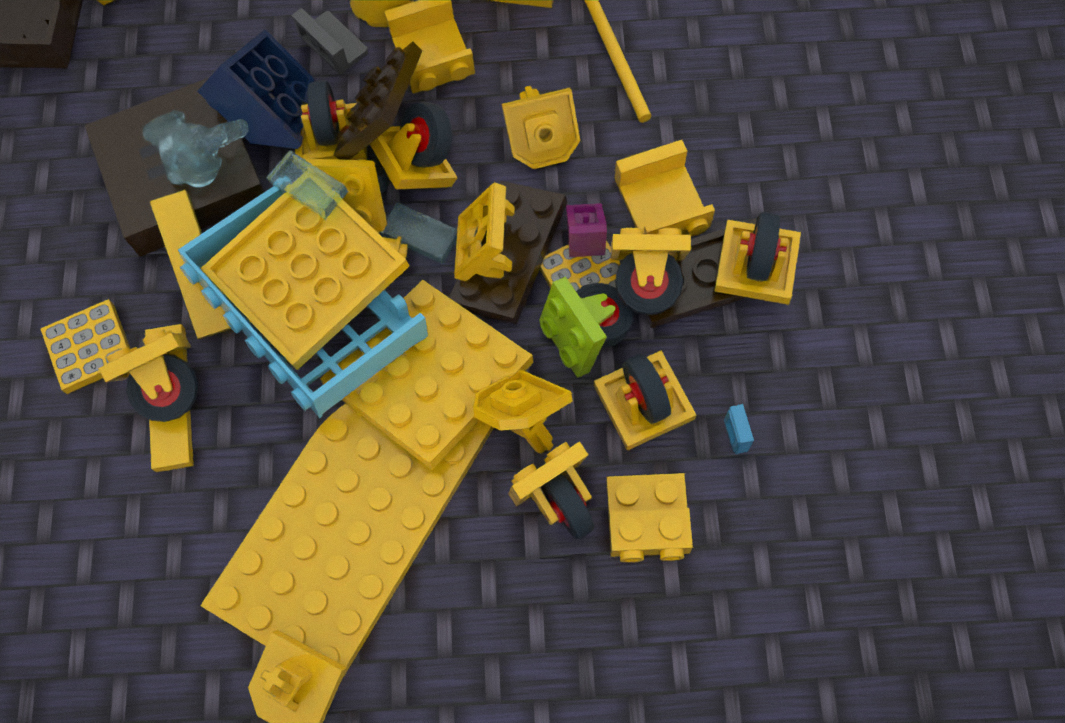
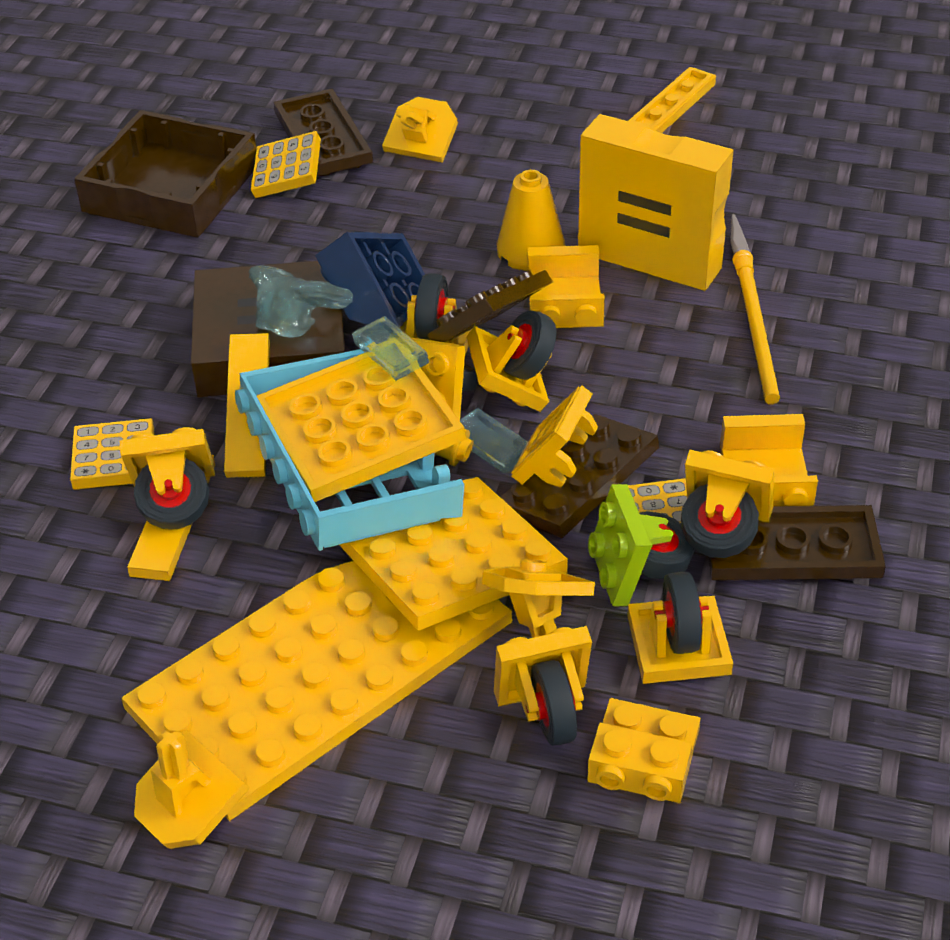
camera: 15 degrees right, 25 degrees down
(330, 40) = (462, 265): dark grey panel -> none
(542, 127) = (654, 374): yellow piece -> none
(586, 230) = (665, 472): magenta slope -> none
(738, 429) = (777, 690): dark azure tile -> none
(758, 259) = (852, 530): yellow plate -> none

